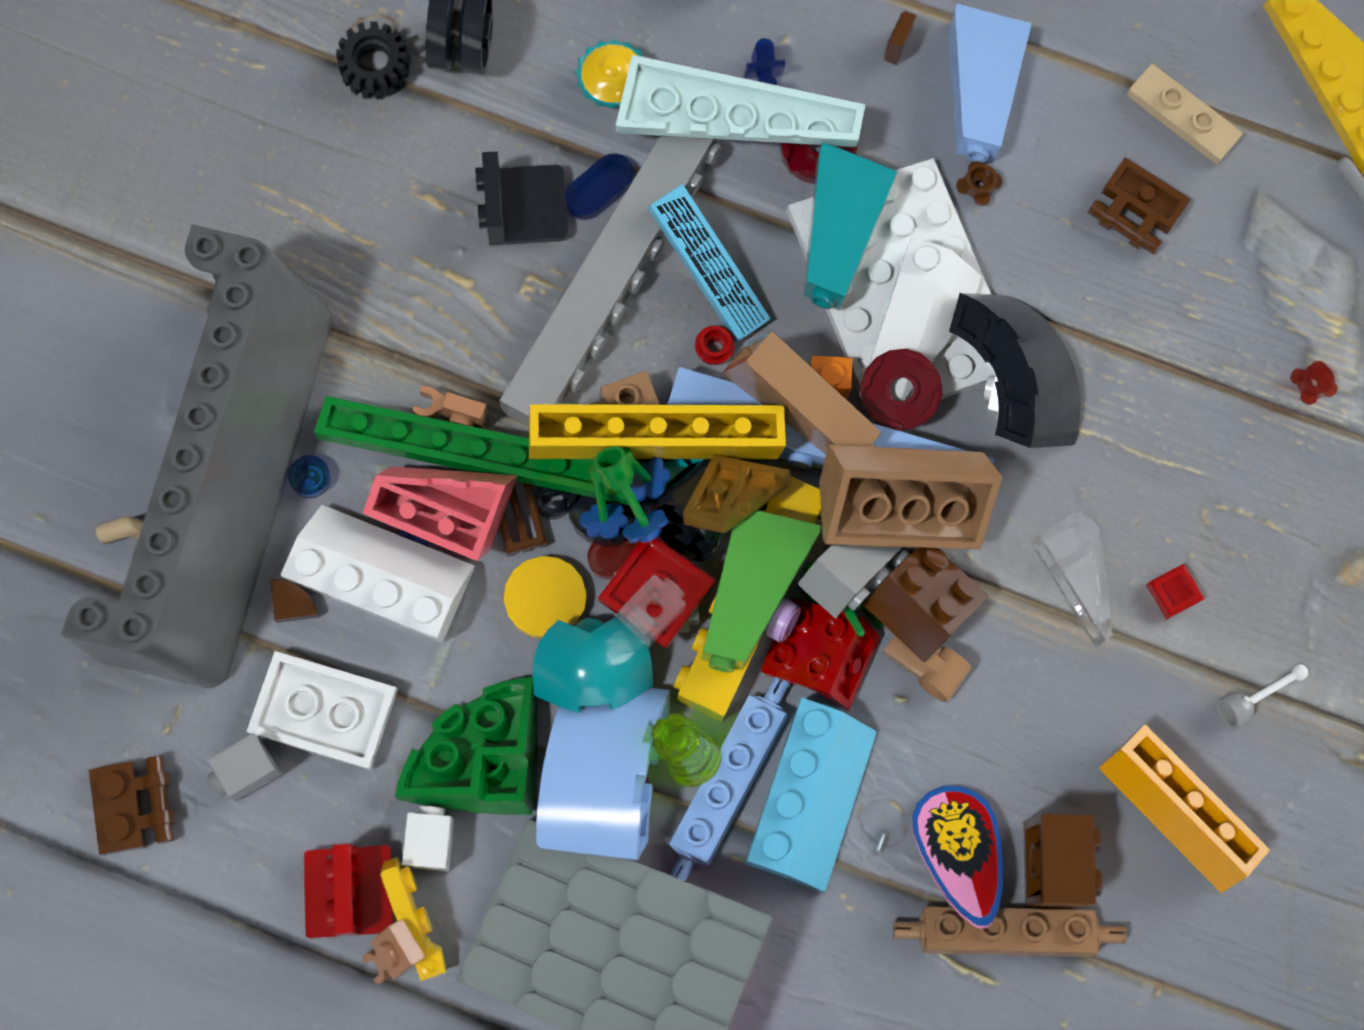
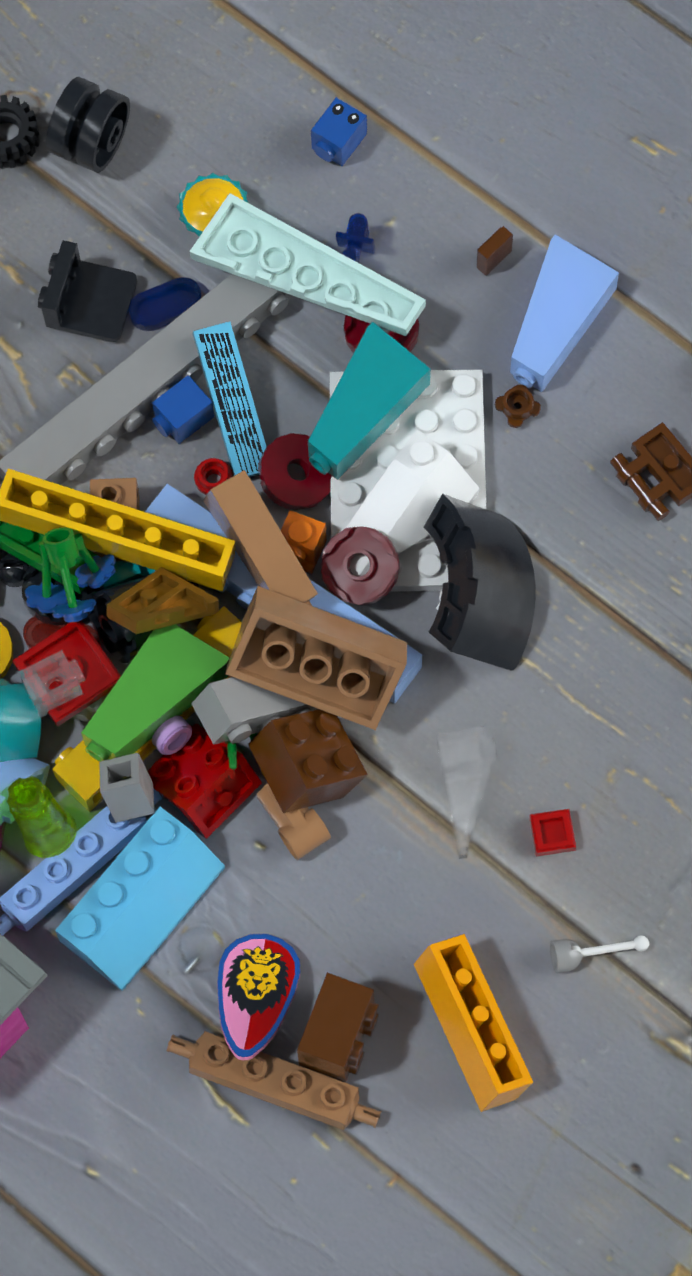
camera: 30 degrees right, 5 degrees down
(660, 287) = (182, 410): none -> blue brick
(764, 690) = (126, 787): none -> light grey brick
(773, 315) = (277, 482): none -> dark red tile

